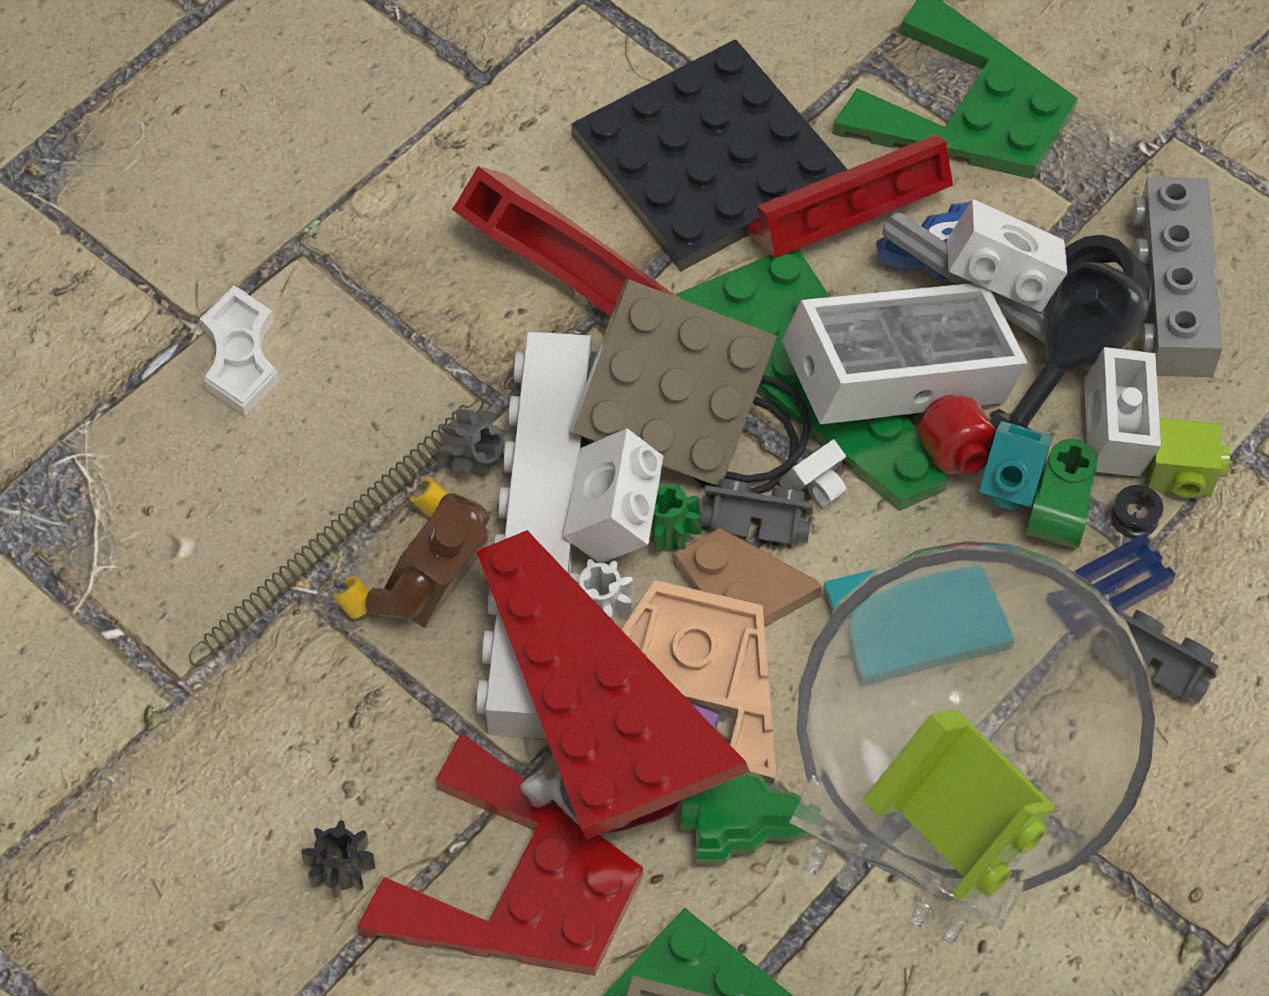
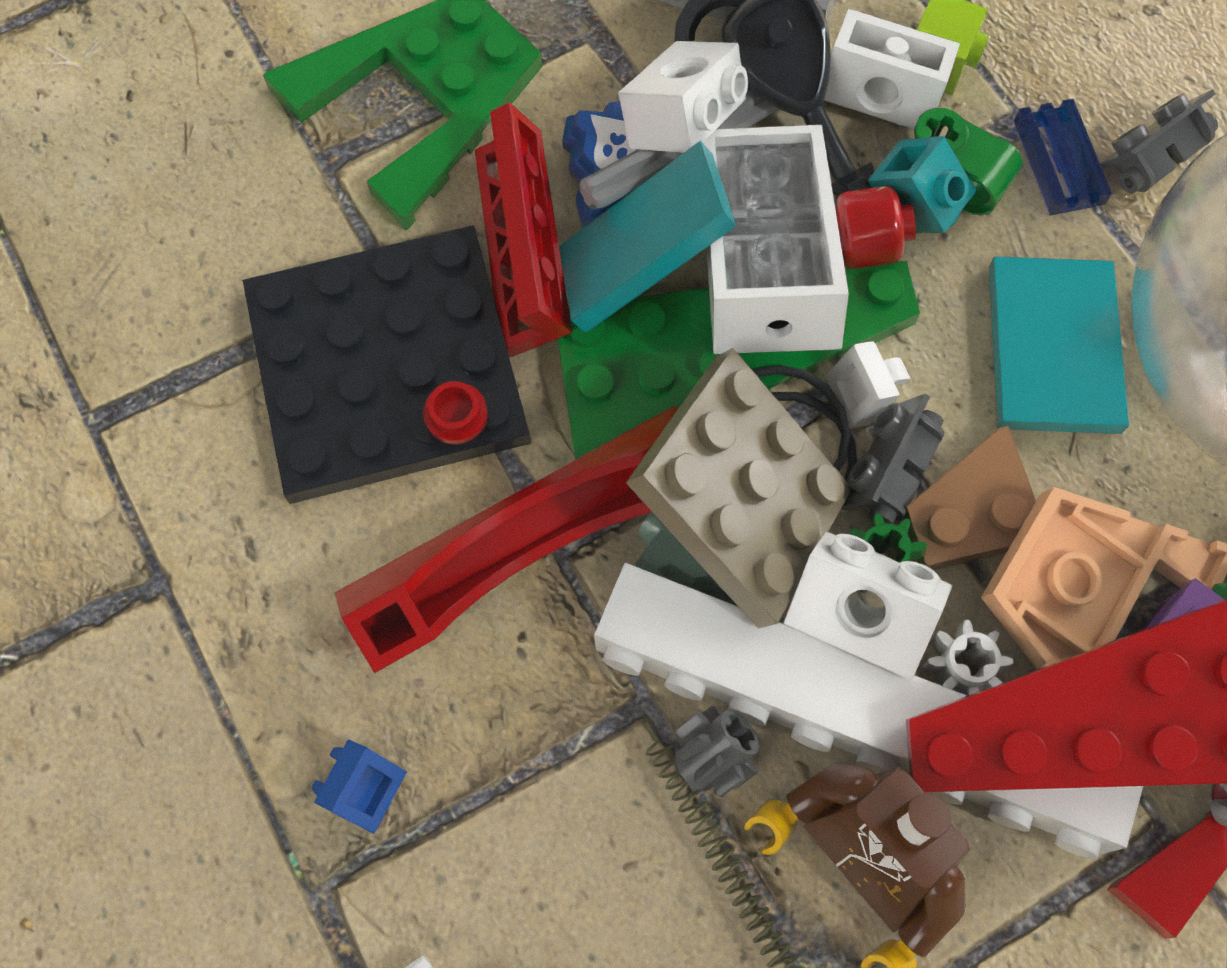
camera: 70 degrees left, 10 degrees up
(373, 236) = (359, 785): none -> blue tile
(671, 197) = (455, 412): none -> red plate
(864, 265) = (645, 237): none -> teal tile
(1129, 524) = (996, 99): black bush -> none

